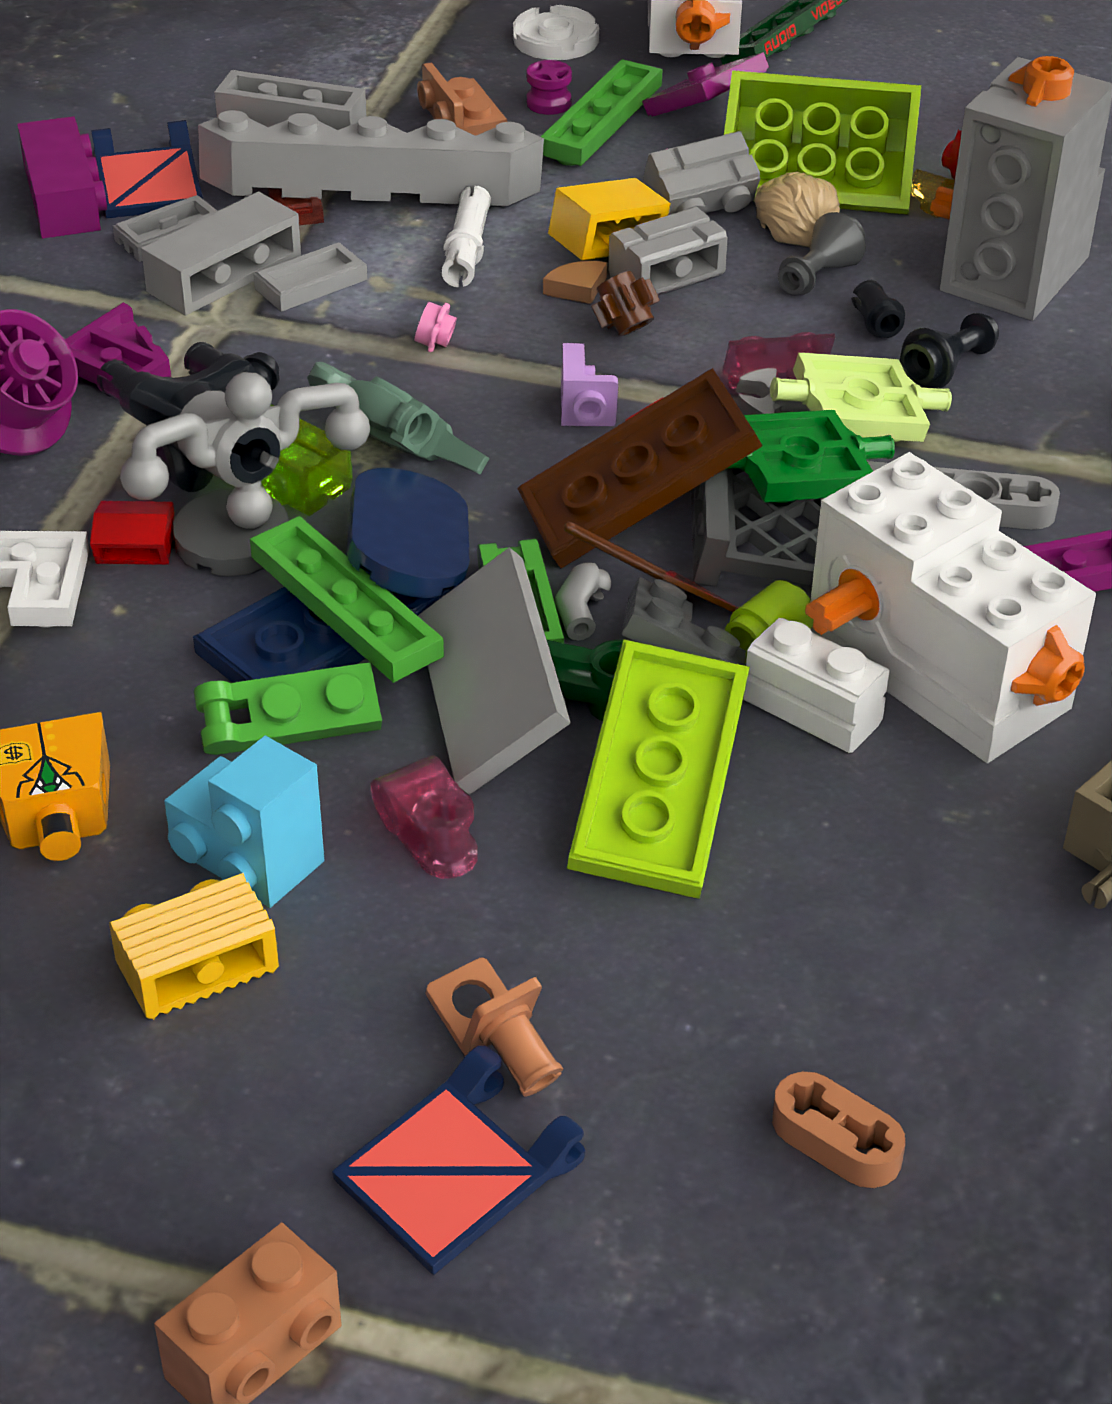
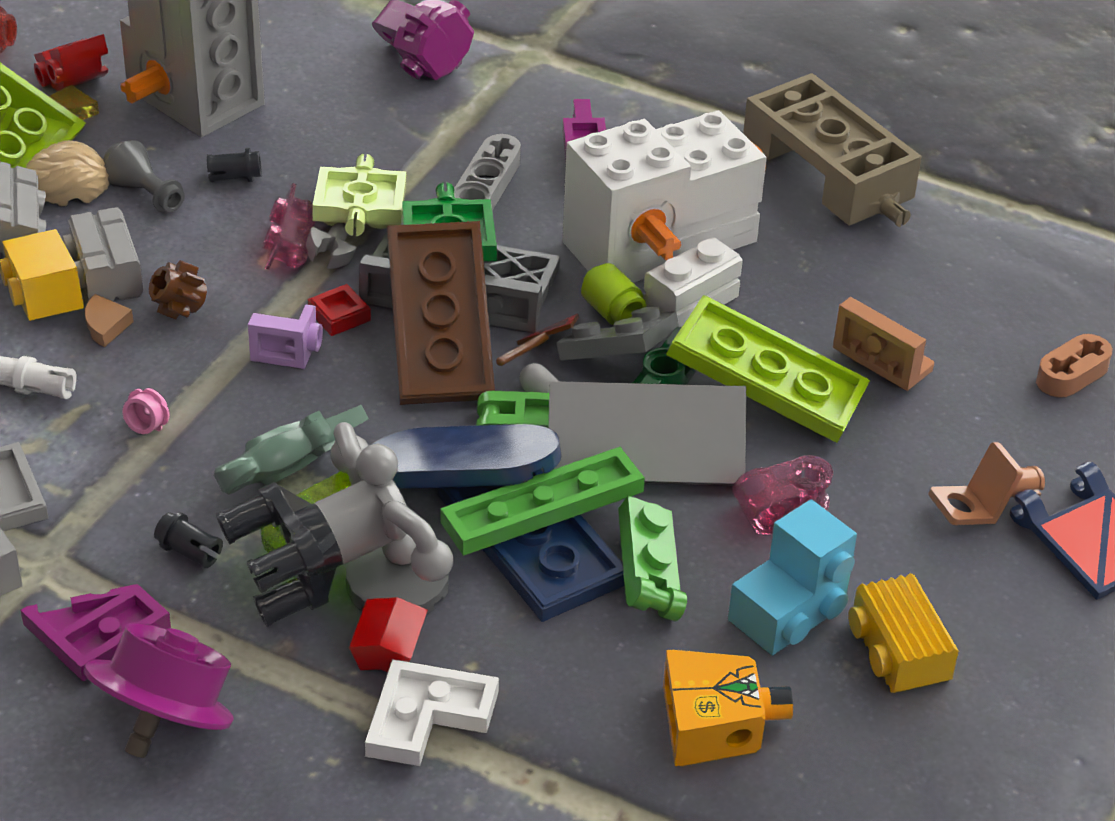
camera: 80 degrees left, 0 degrees up
(763, 884) = (881, 344): none -> nougat bracket
(932, 355) = (317, 147): black piece -> none

